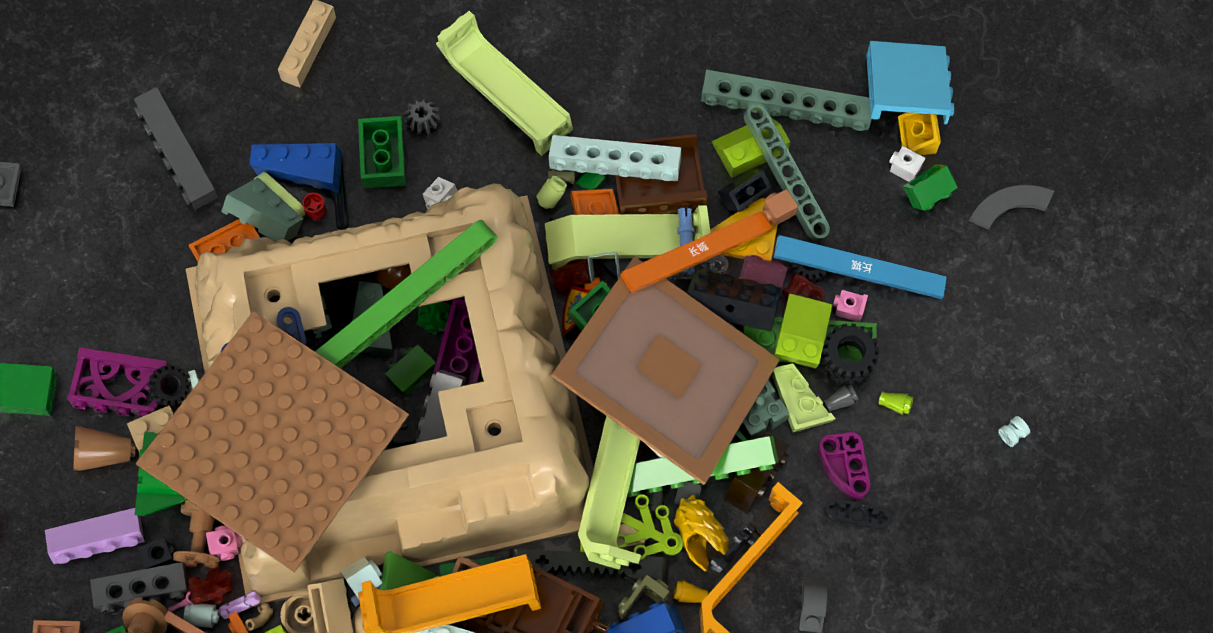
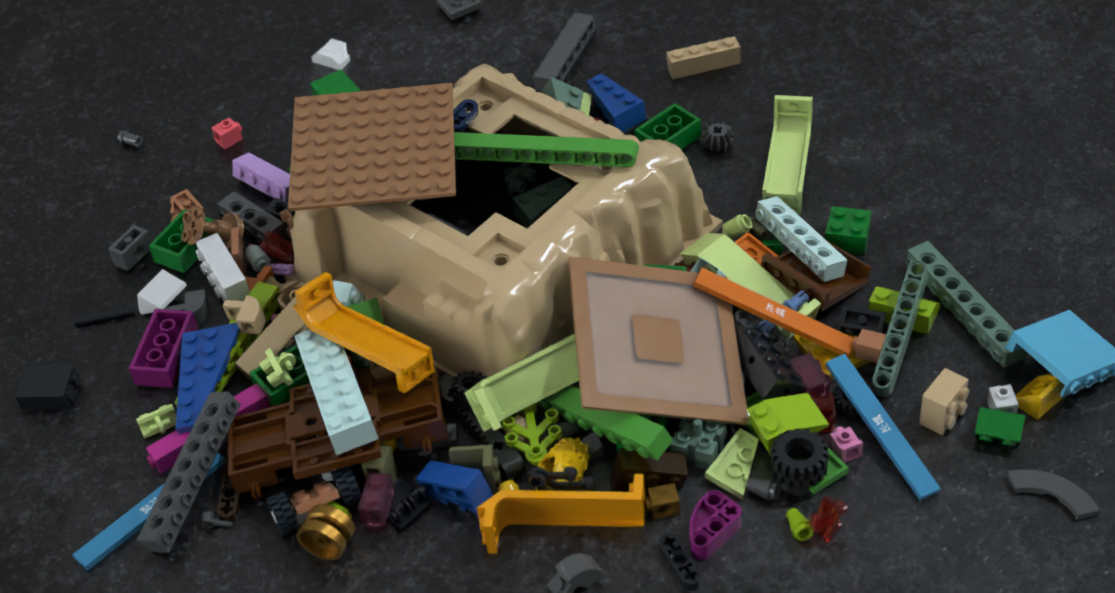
camera: 60 degrees right, 25 degrees down
(558, 533) = (462, 384): none -> black tyre
(633, 113) = (849, 229): none -> green brick
(795, 479) = (663, 501): none -> pearl gold brick
(879, 204) = (944, 401): none -> tan brick
(916, 378) = (827, 519): none -> clear red hips

